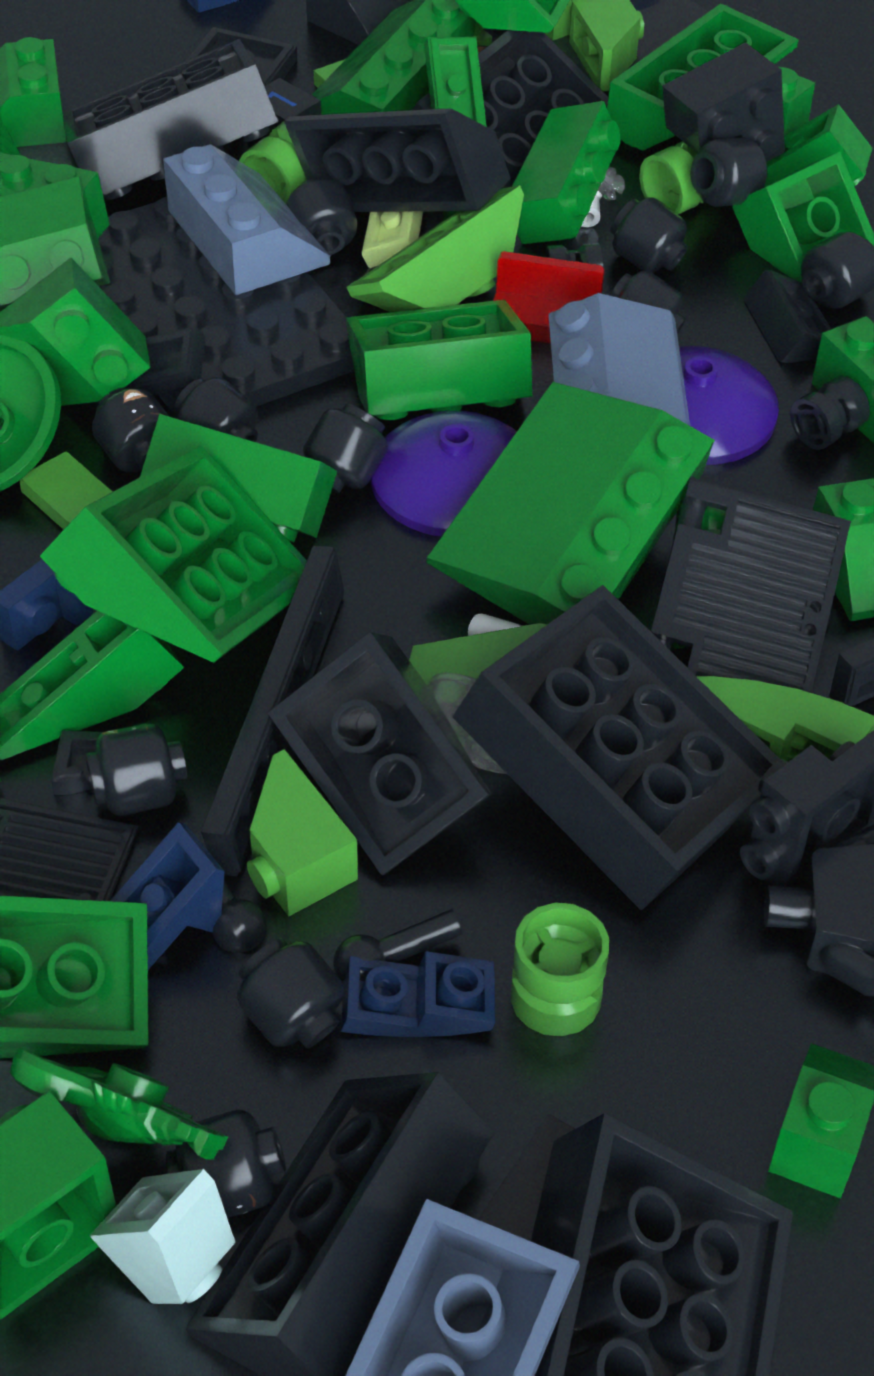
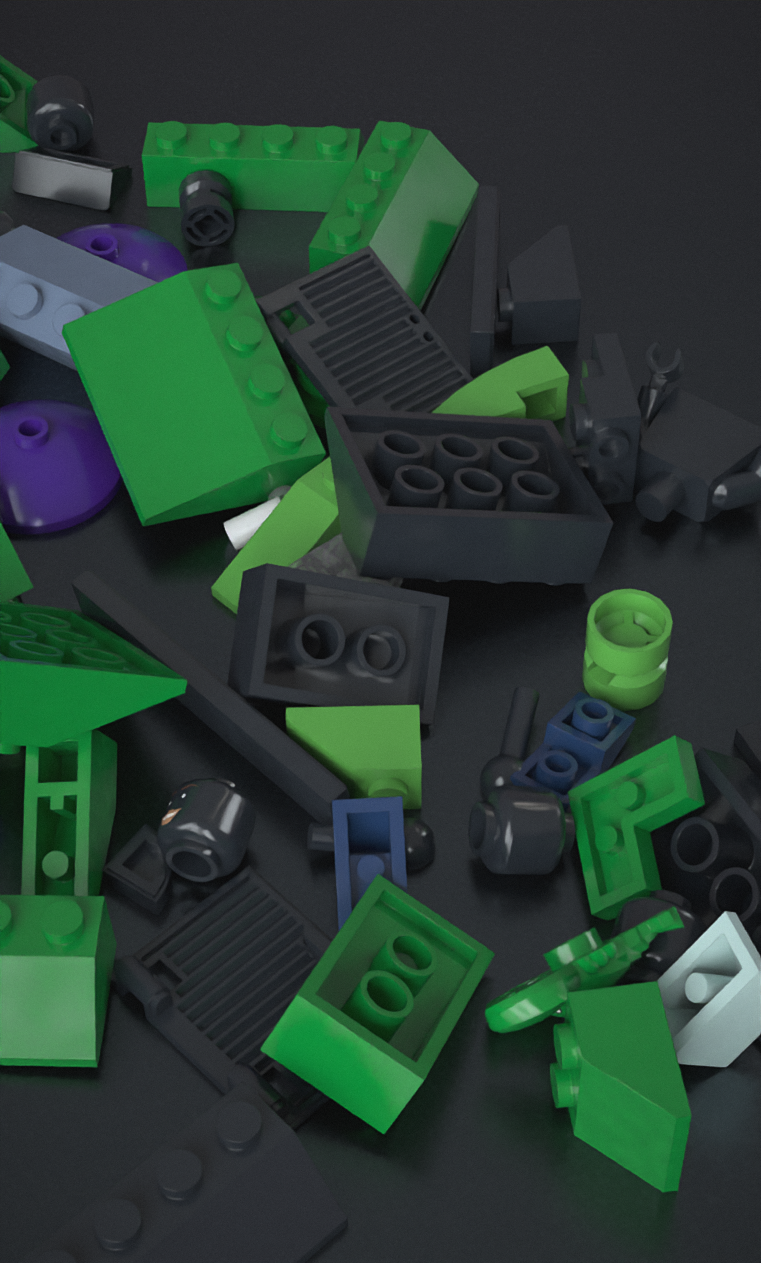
camera: 55 degrees left, 0 degrees up
(357, 1057) = (620, 811): none -> green plate

